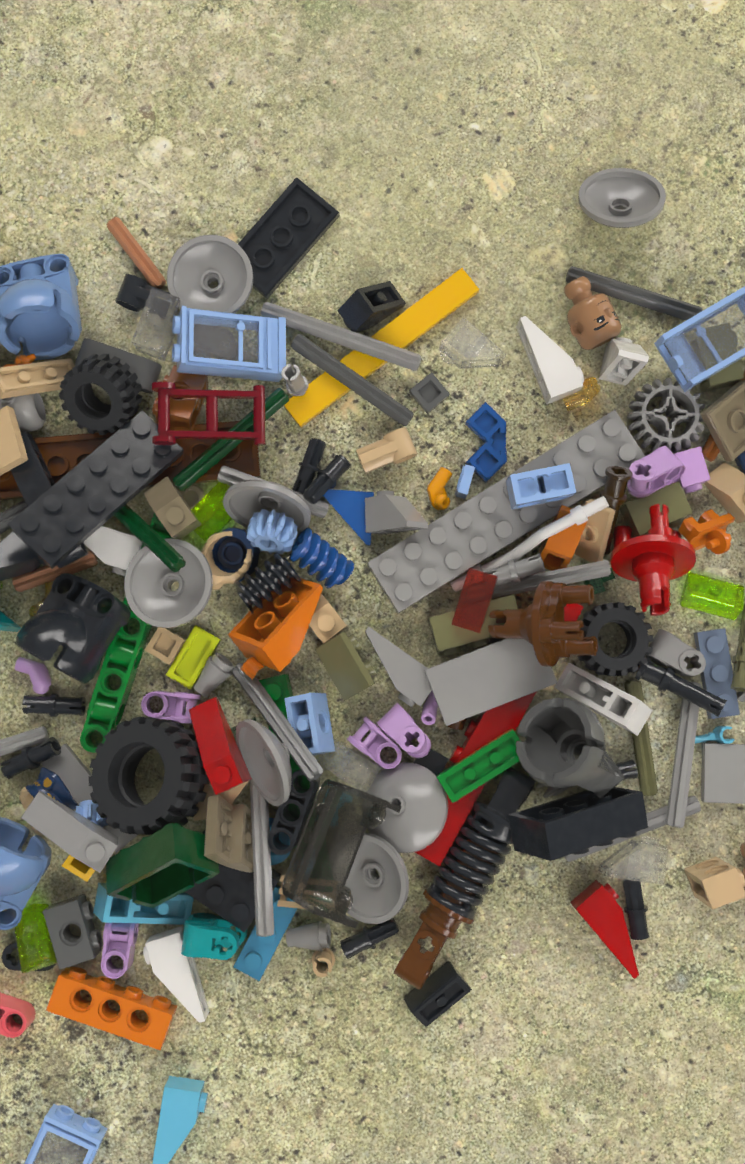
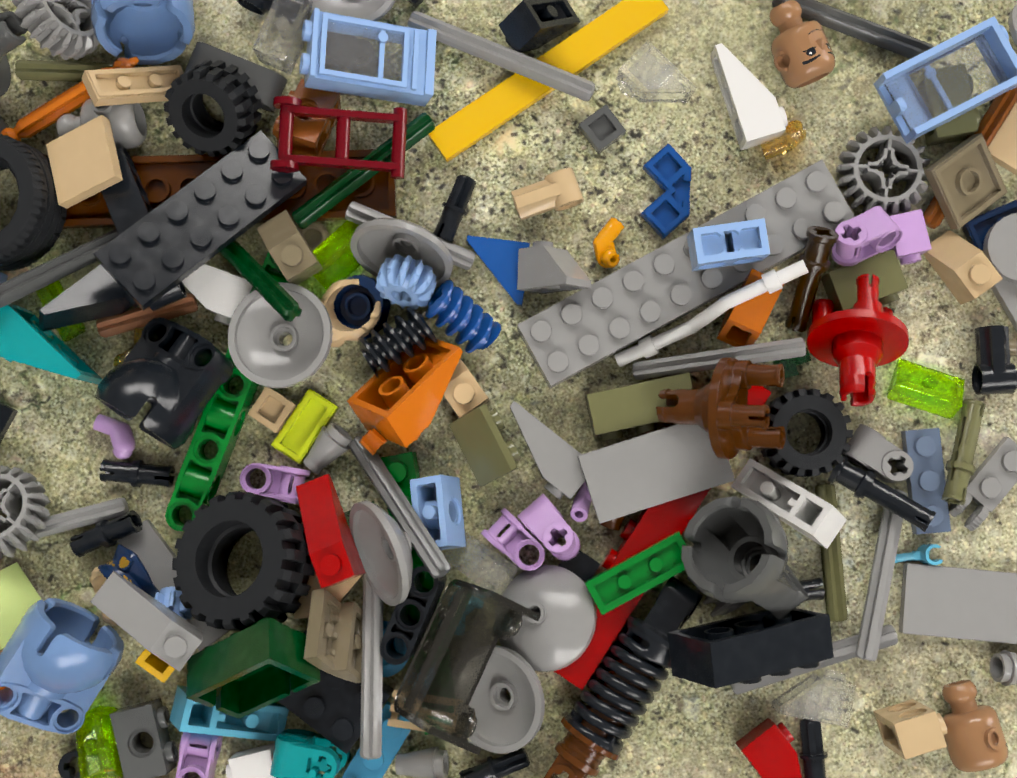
camera: 10 degrees right, 0 degrees up
(295, 382) = (444, 107): light grey pin -> none
(326, 479) = (474, 224): black axle -> none
(352, 380) = (511, 108): dark grey axle -> none
(464, 481) = (638, 235): light blue tile -> none
(474, 600) = (642, 376): clear red tile -> none
(516, 570) = (691, 345): light grey pin -> none
(595, 535) = (790, 307): tan plate -> none
(622, 361) = (834, 103): white slope -> none
(708, 531) = (925, 311): orange hips -> none

